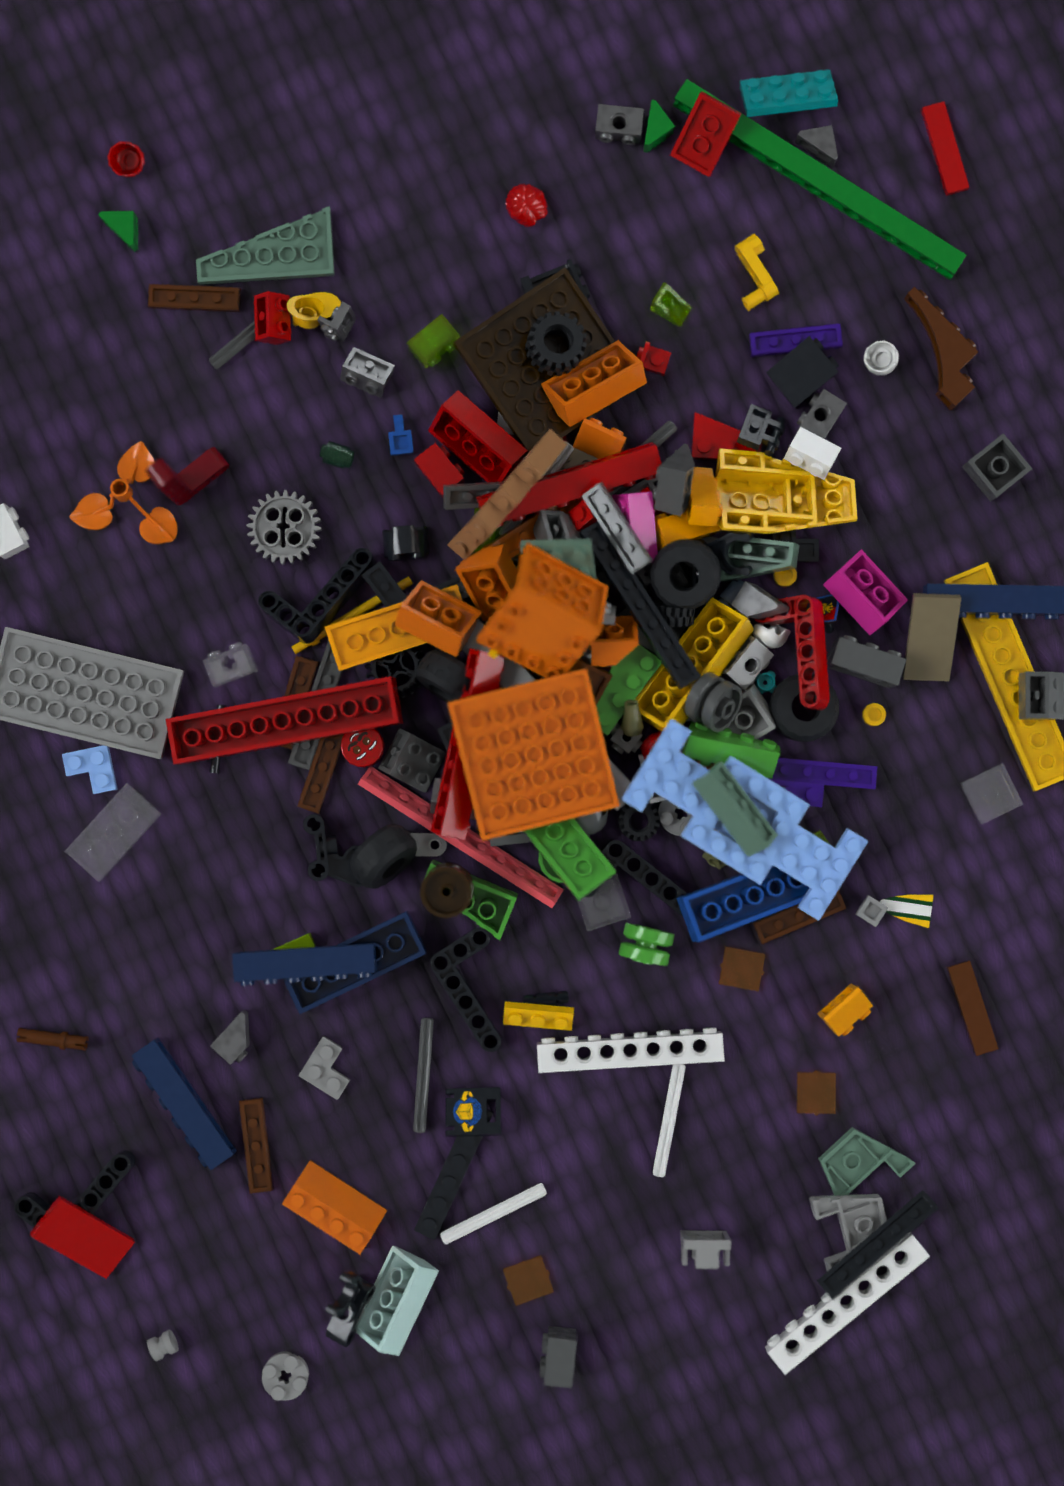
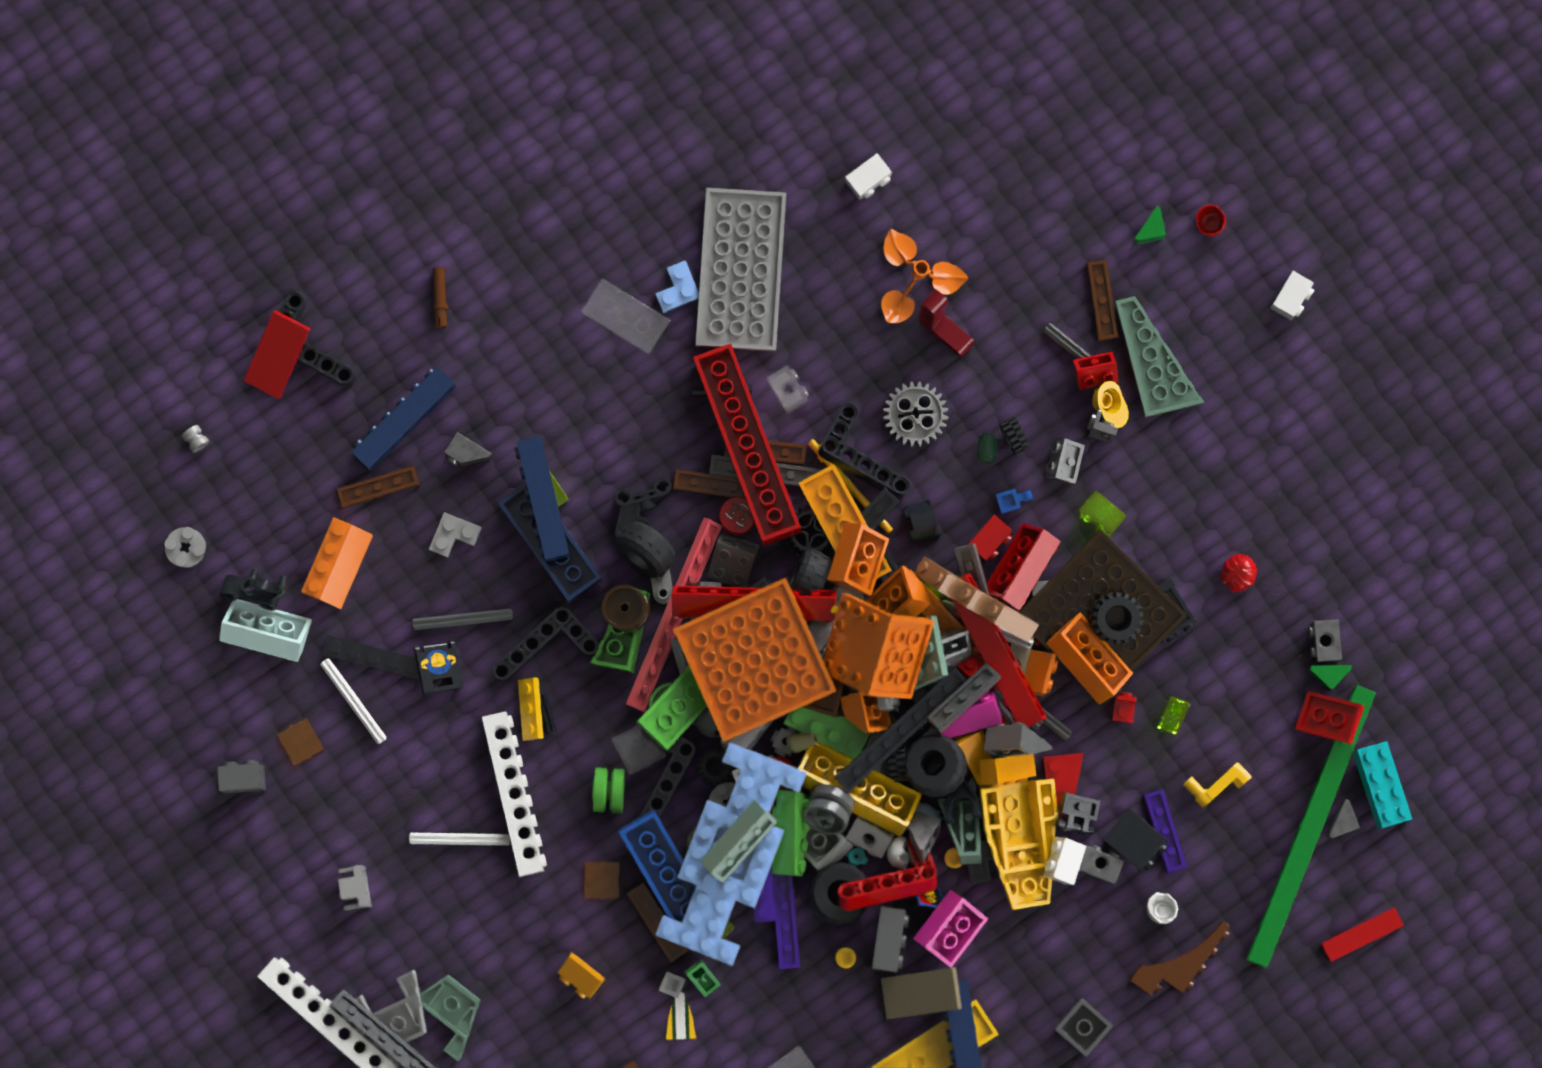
camera: 75 degrees right, 5 degrees down
(228, 86) = (1292, 295): none -> white brick
(328, 421) = (1014, 435): none -> black tyre
(816, 1092) = (504, 964): clear orange piece -> none
(869, 876) = (703, 978): none -> green slope

